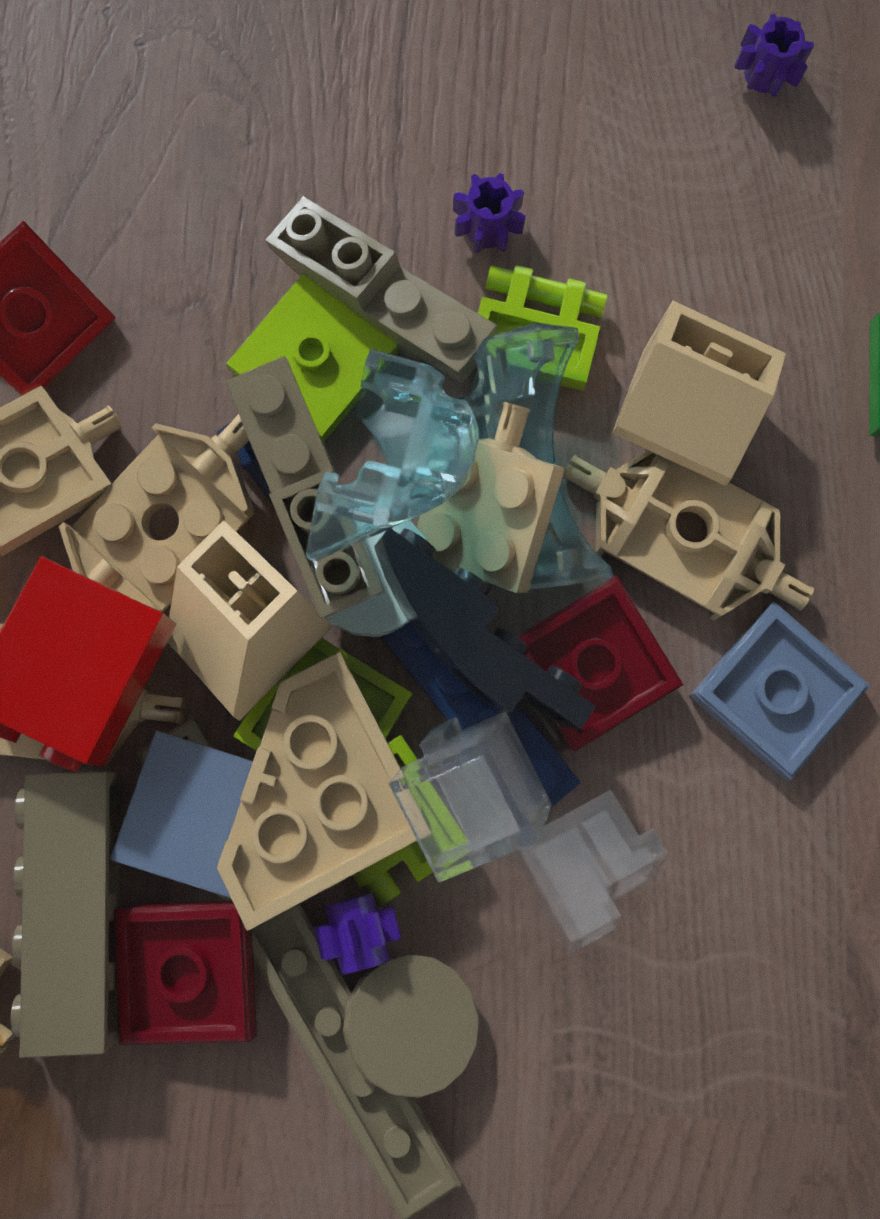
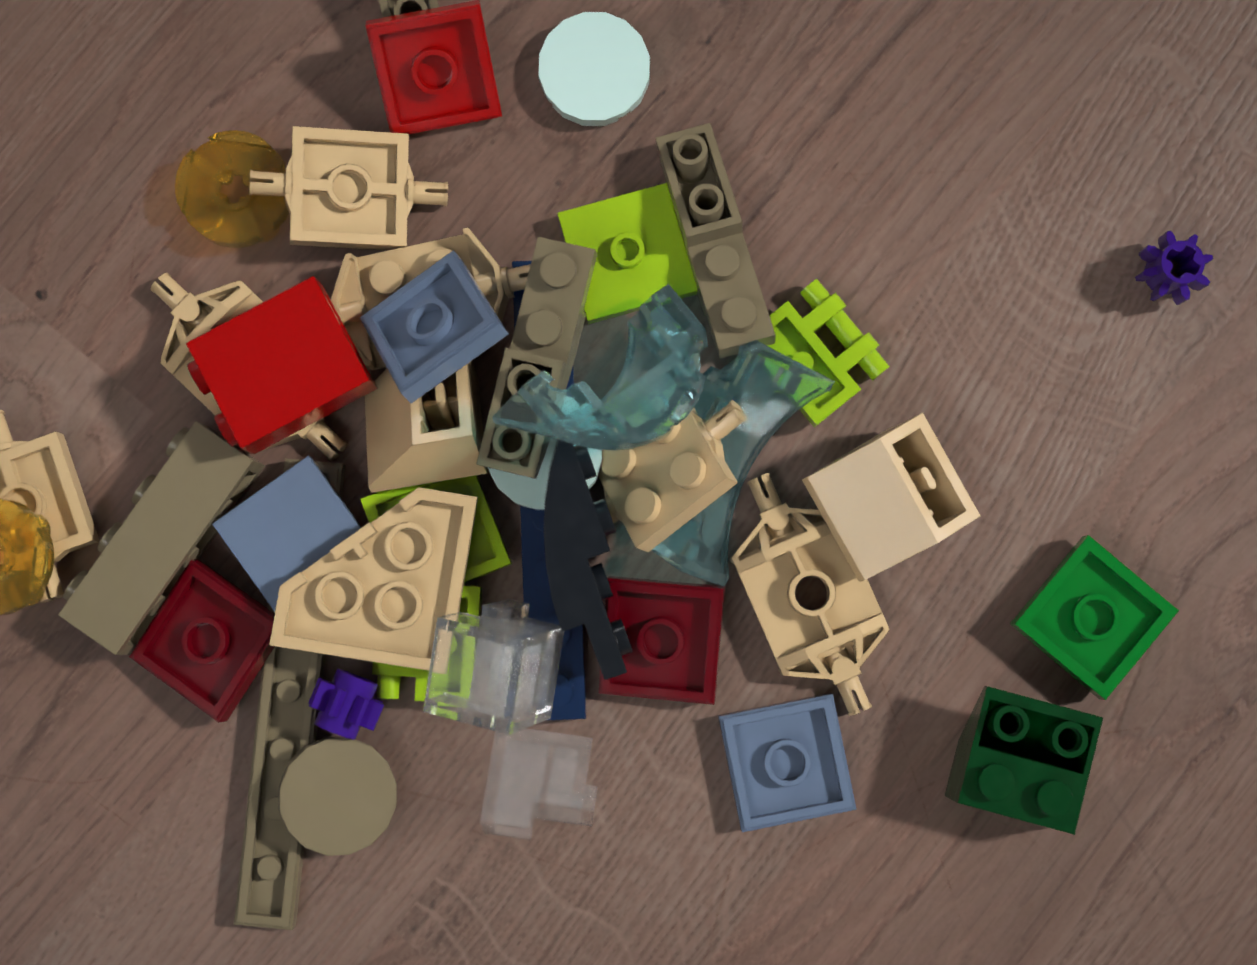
camera: 45 degrees right, 5 degrees up
(167, 224) = (594, 68): none -> light aqua tile
(188, 526) = (433, 326): none -> sand blue tile
(488, 212) = (859, 232): dark purple gear -> none

